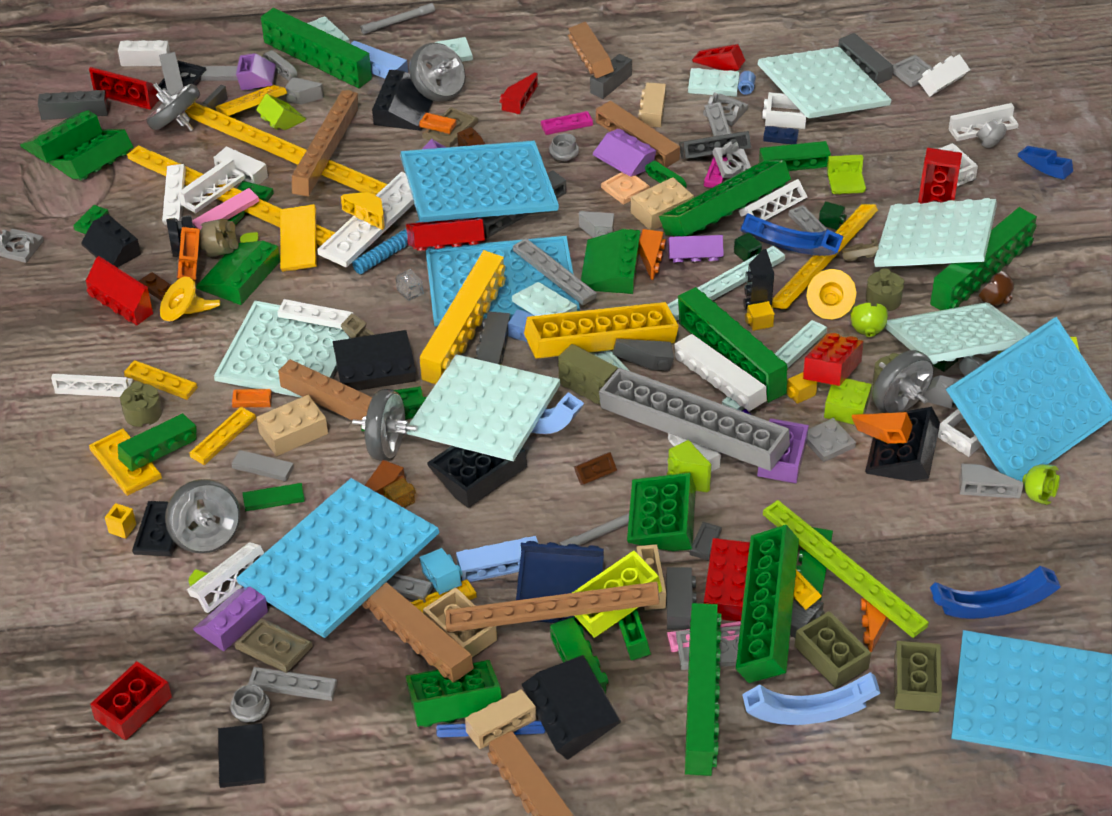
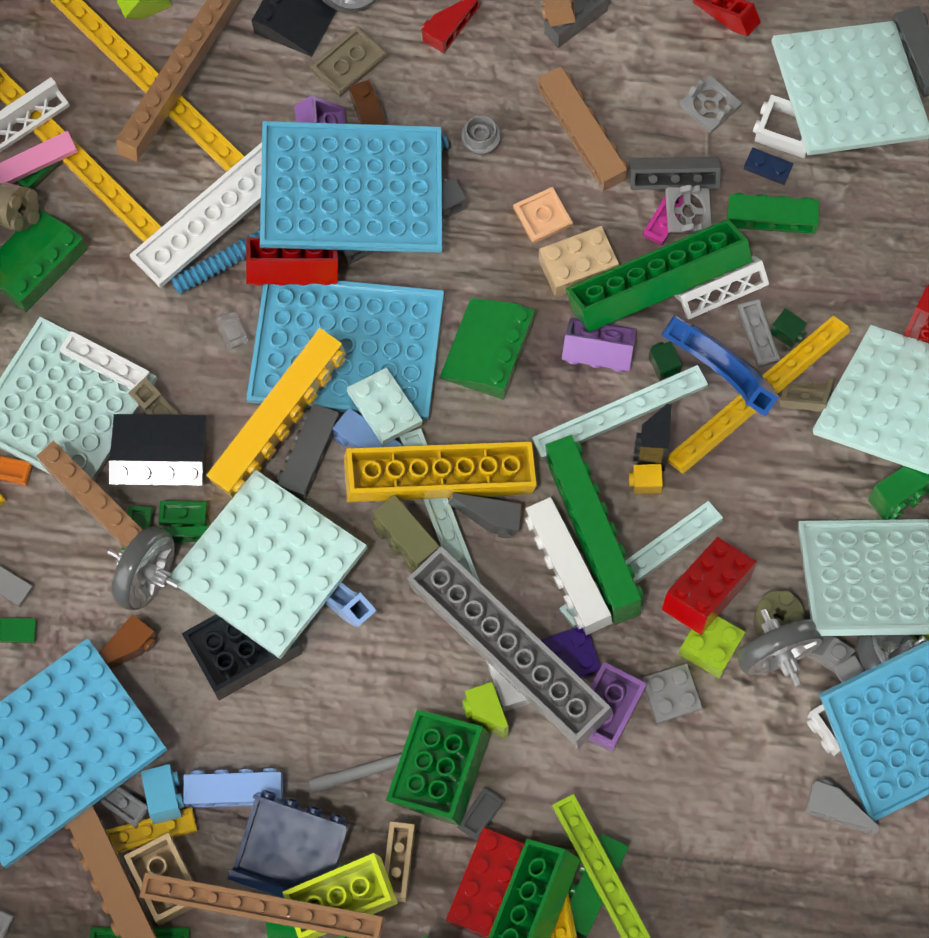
camera: 15 degrees right, 25 degrees up
(249, 237) = (57, 207): lime tile -> none
(254, 170) = (71, 80): white brick -> none
(263, 192) = (79, 125): green plate -> none
(292, 425) = (42, 529): tan brick -> none
(298, 238) = (112, 225): yellow tile -> none
(365, 207) = (201, 203): yellow slope -> none
(400, 493) = (143, 665): clear yellow brick -> none
(437, 123) = (332, 55): orange tile -> none
(554, 271) = (412, 351): light grey tile -> none
(566, 123) = (498, 84): dark pink tile -> none
(595, 468) = (380, 677): reddish brown plate -> none
(596, 223) = (489, 279): light grey slope -> none
(624, 152) = (554, 163): medium lavender slope -> none
(650, 250) = (543, 333): orange slope -> none
(652, 104) = (616, 79): tan brick -> none
(658, 173) = (597, 211): green beam -> none
(679, 597) = (425, 896): dark grey brick -> none
(710, 81) = (709, 49): light aqua plate -> none
(717, 119) = (692, 127): light grey tile -> none
(746, 82) = (750, 63): medium blue brick -> none
(801, 389) = (653, 609): yellow brick -> none
(831, 294) = (744, 467): yellow piece -> none
(846, 174) = (828, 262): lime bracket -> none
(869, 319) = (778, 522): lime cylinder -> none
(885, 289) = (817, 461): olive brick -> none
(885, 426) = (747, 709): orange slope -> none
(907, 460) = (758, 727): black slope -> none
(1041, 483) = (901, 829): lime cylinder -> none

